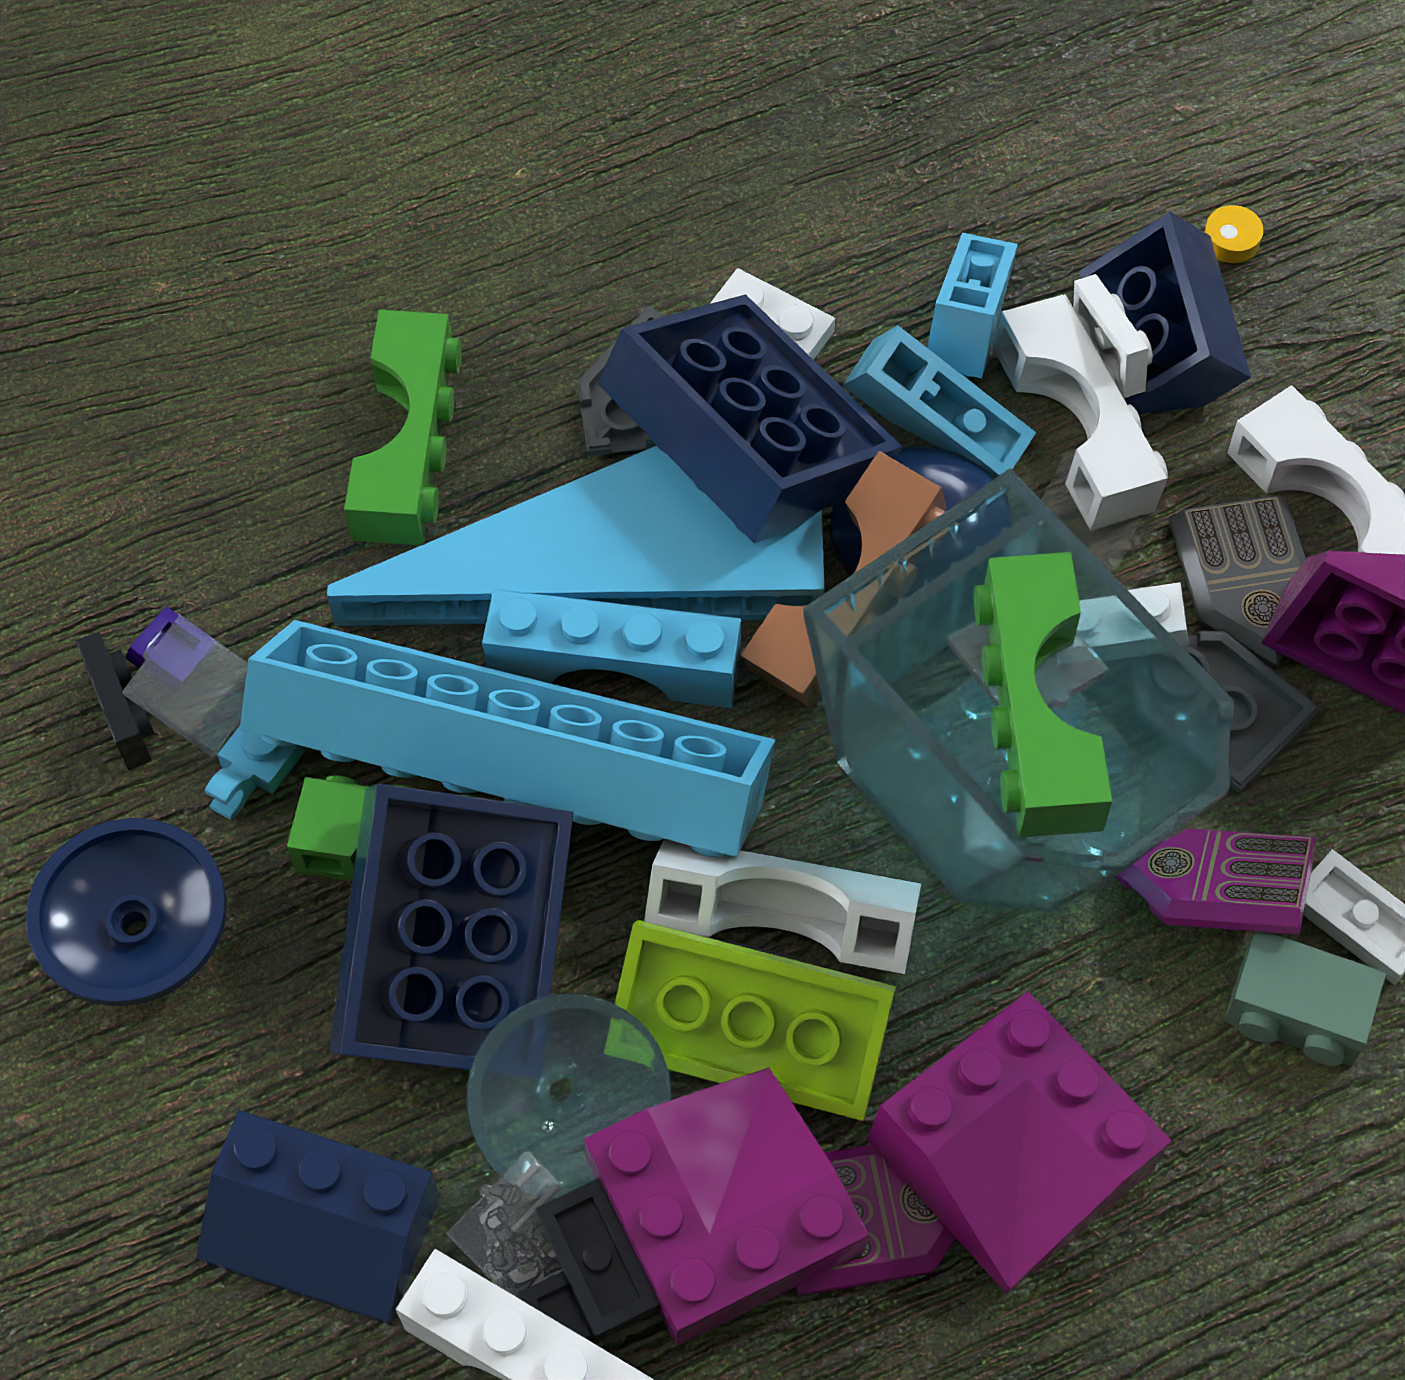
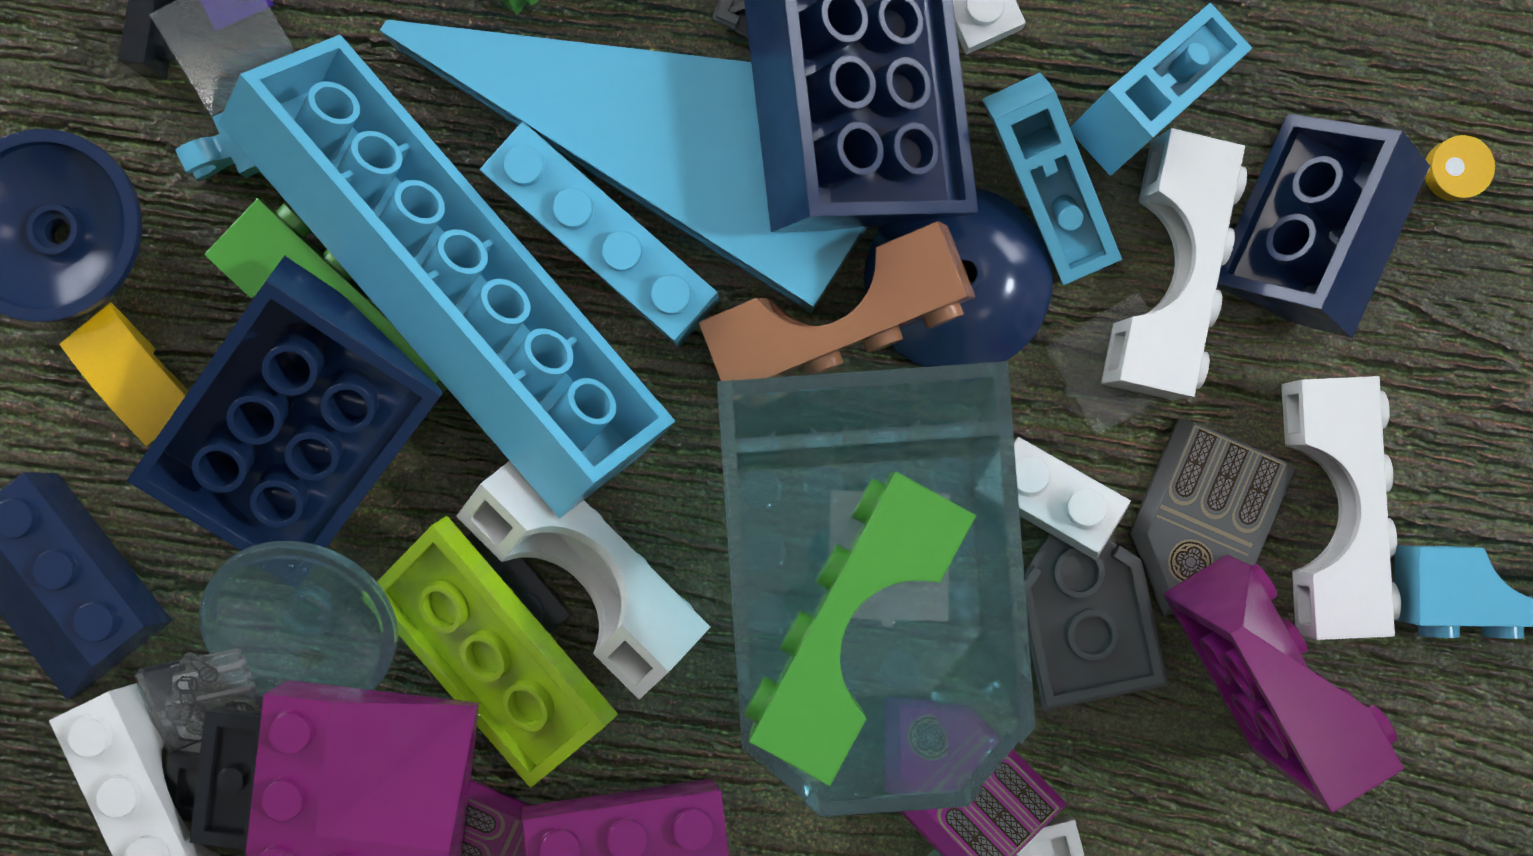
camera: 30 degrees right, 25 degrees up
(269, 999) = (125, 372): none -> yellow slope
(1114, 334) = (1255, 215): white plate -> none

